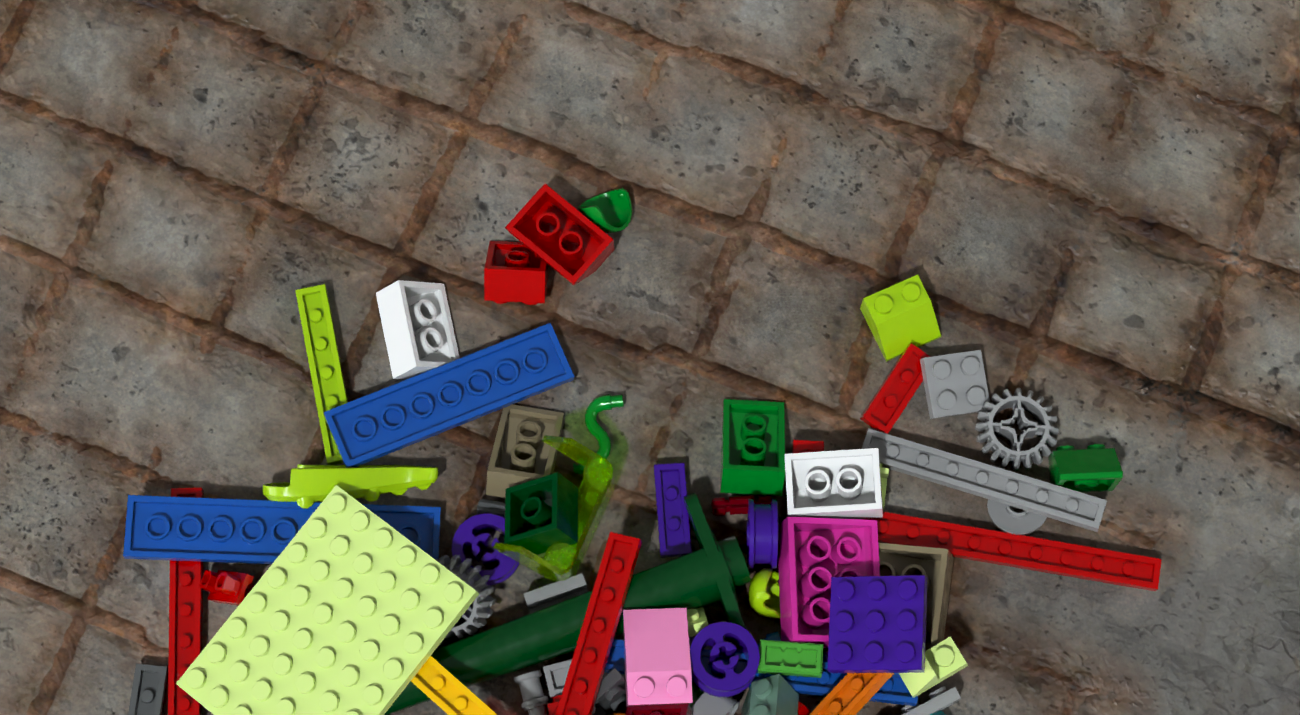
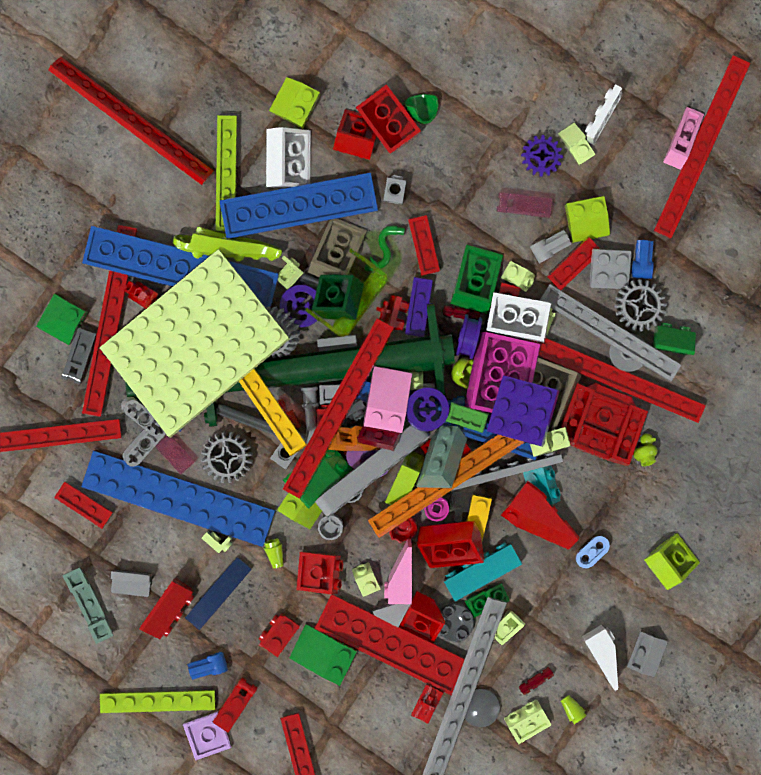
camera: 15 degrees right, 15 degrees up
(108, 657) = (61, 319): none -> green slope
(163, 328) = (131, 120): none -> red plate
(412, 245) = (295, 102): none -> lime slope
(458, 502) = (289, 273): none -> yellowish green bracket
(597, 353) = (391, 198): none -> light grey brick
(630, 522) = (390, 311): none -> red hips
(658, 414) = (424, 245): none -> red plate
(795, 244) = (541, 164): none -> dark purple gear
(799, 319) = (525, 205): none -> clear pink plate
(817, 426) = (518, 276): none -> yellowish green bracket
(848, 377) = (547, 248): none -> light grey piece
(851, 210) = (576, 143): none -> yellowish green slope
(885, 156) = (603, 114): none -> white plate
(1003, 367) = (643, 264): none -> blue piece
(1010, 624) = (603, 423): none -> red slope
(1014, 170) = (683, 138): none -> bright pink slope
(1044, 178) = (701, 147): none -> red plate
(1090, 654) = (646, 453): none -> lime animal

